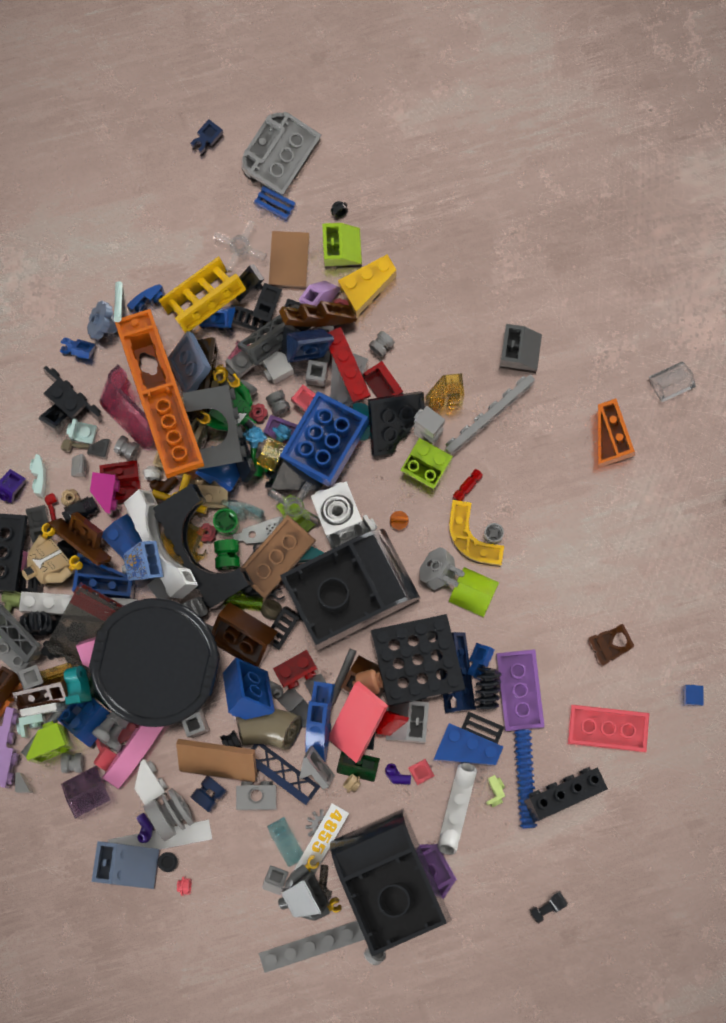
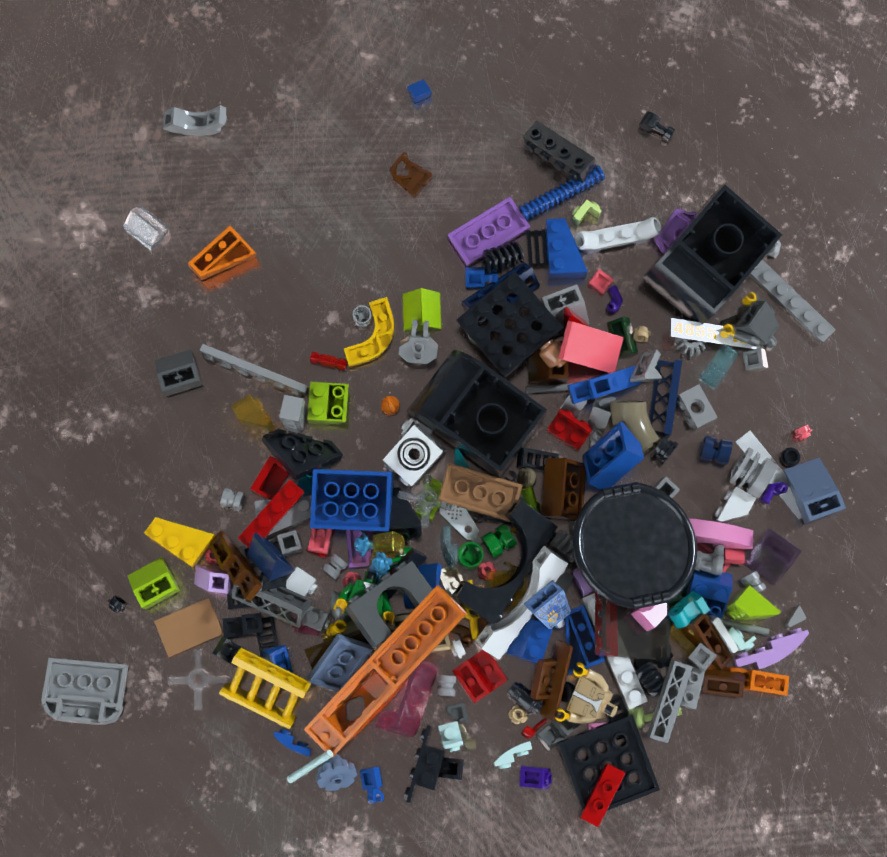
camera: 120 degrees left, 0 degrees up
(78, 466) = (484, 723): light grey slope -> none
(104, 490) = (498, 682): dark pink slope -> none
(207, 135) = (96, 770): dark blue plate -> none
(216, 760) = (685, 454): medium nougat tile -> none
(264, 190) = (138, 667): blue tile -> none
(608, 728) = (483, 146): coral tile -> none

